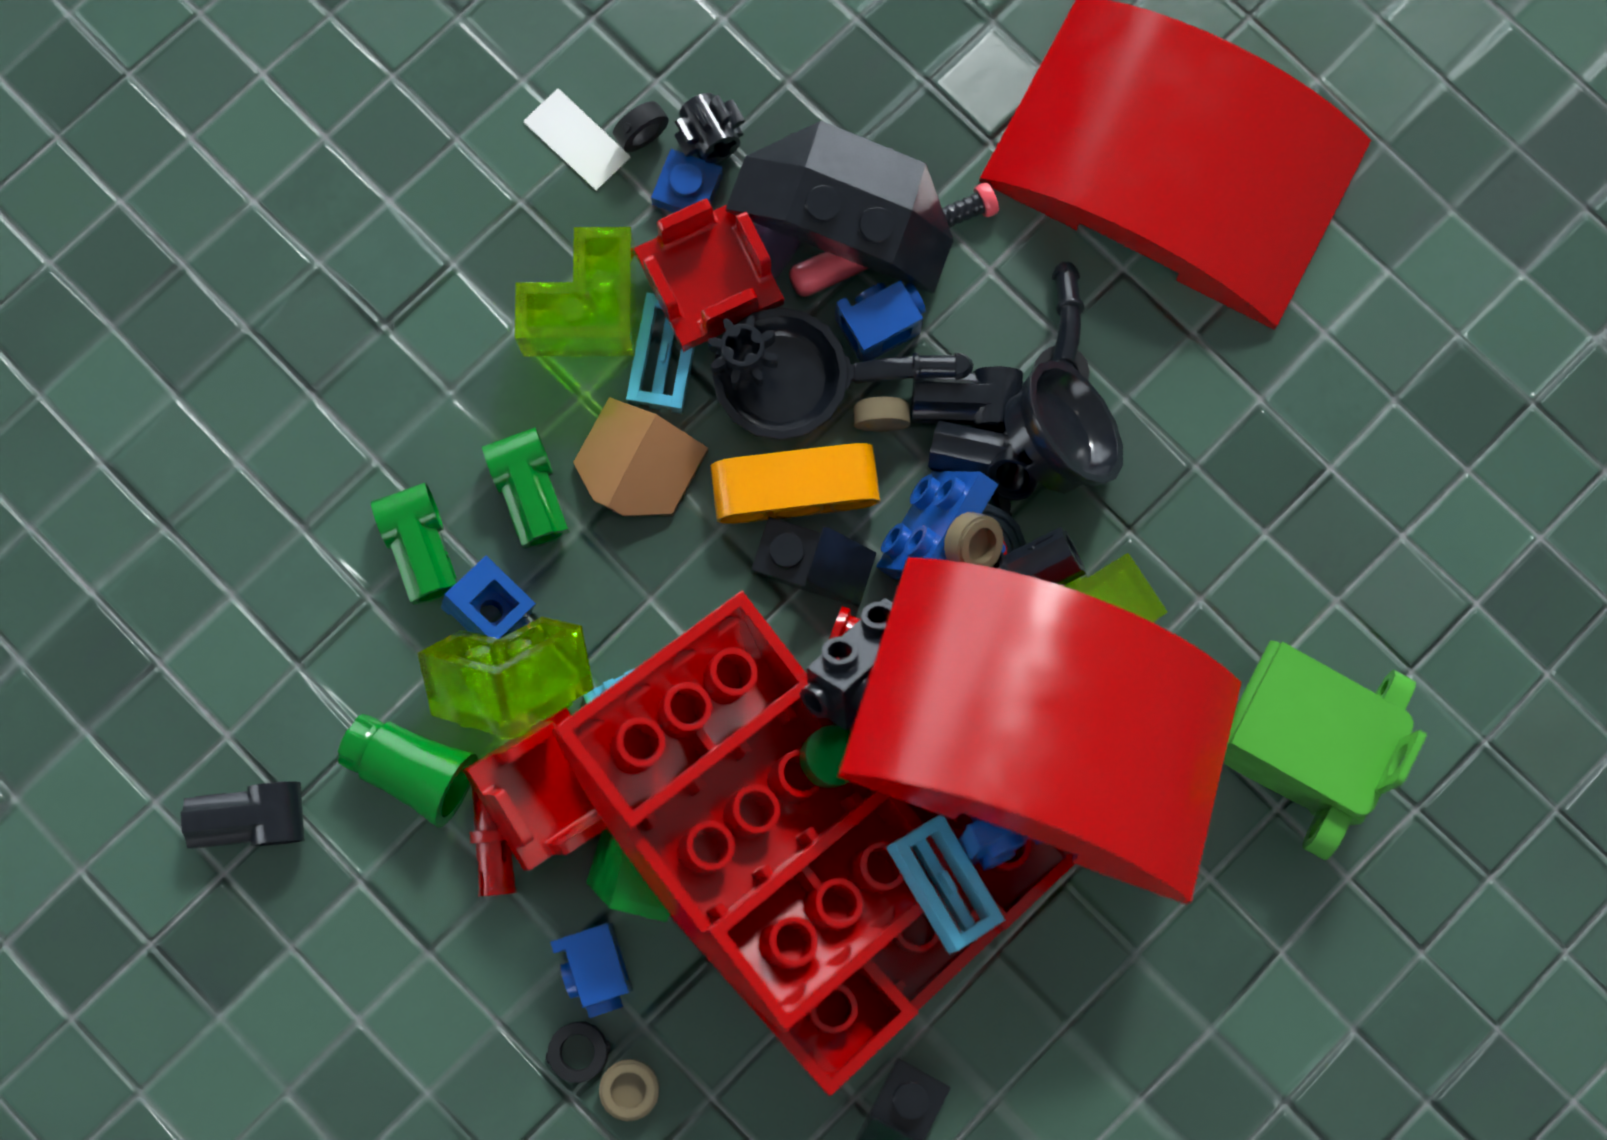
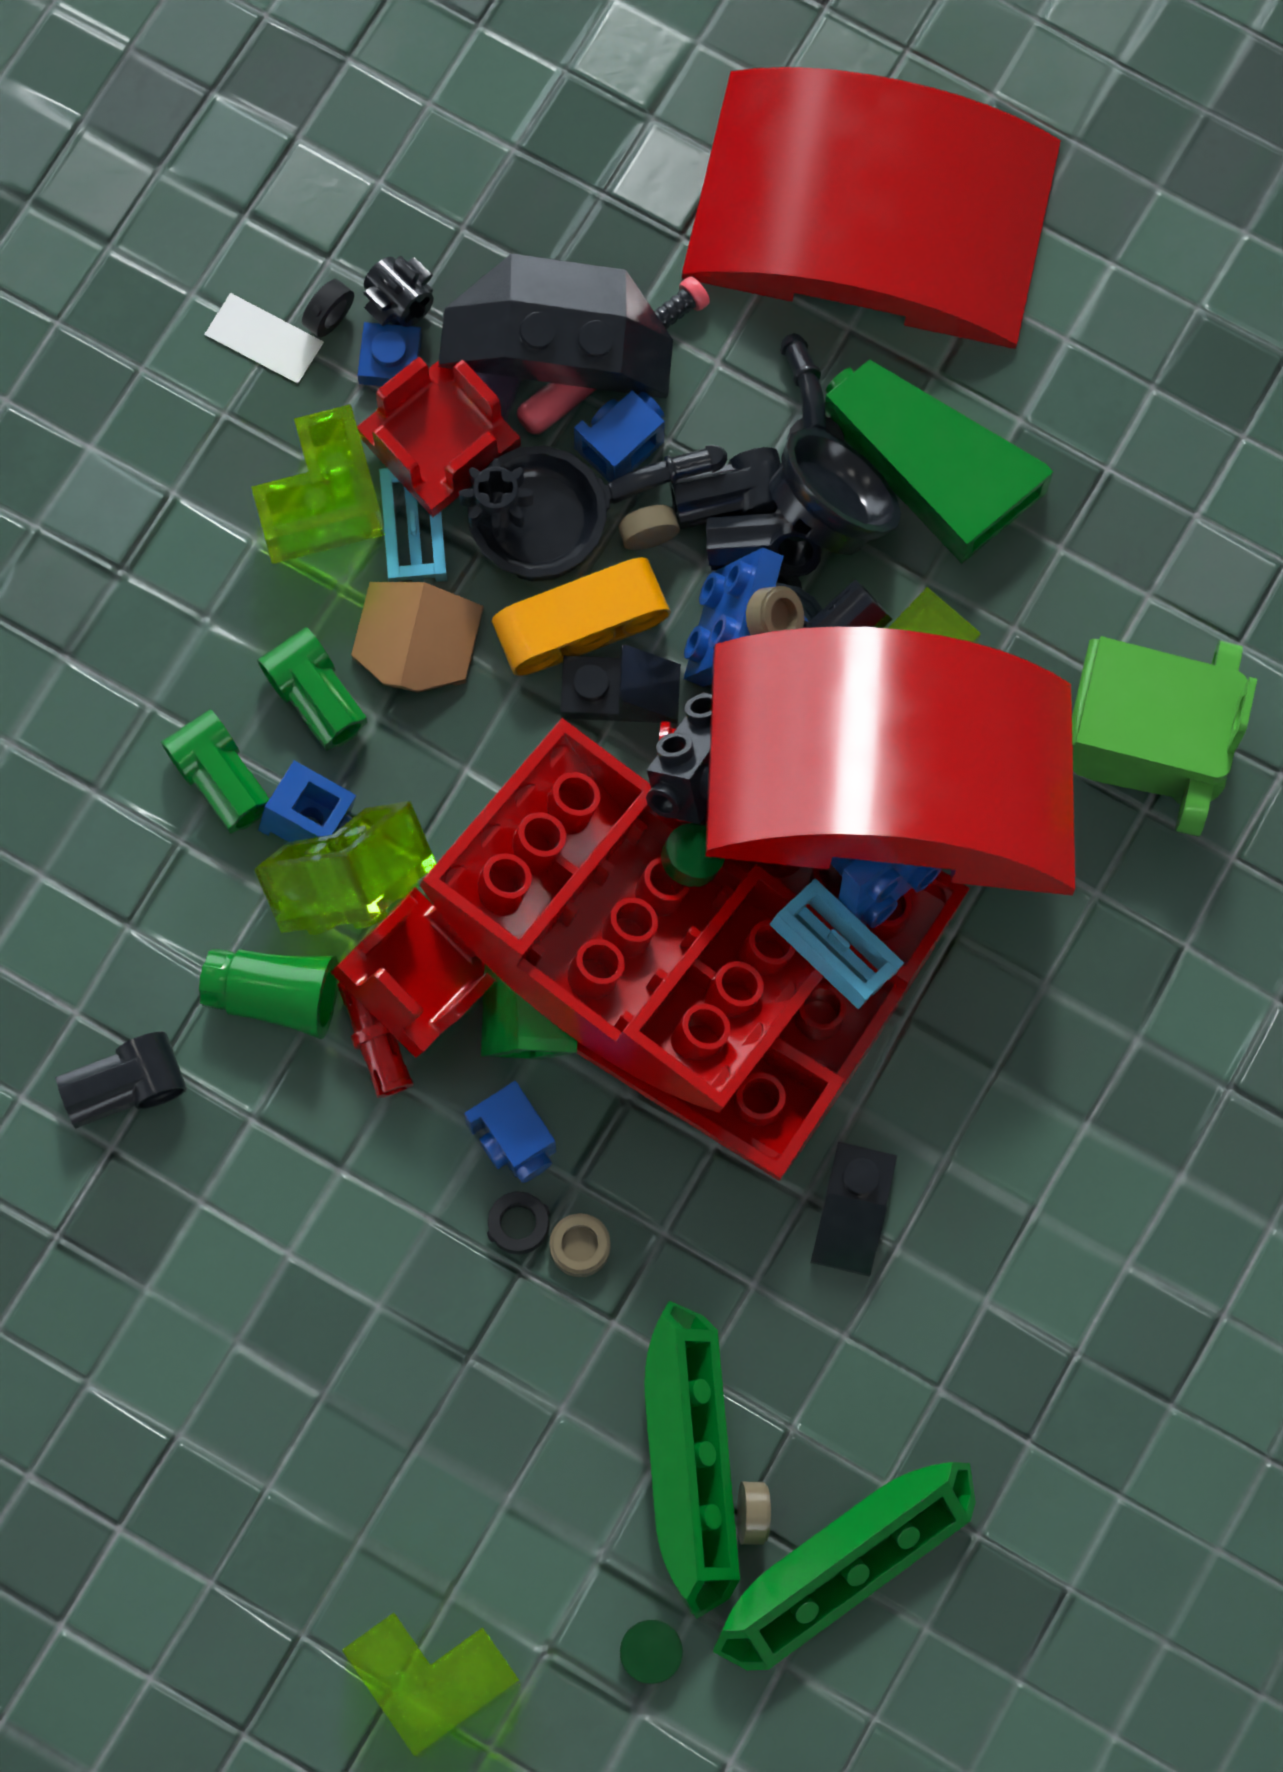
camera: 15 degrees left, 5 degrees down
(1169, 418) = (934, 458): none -> green slope

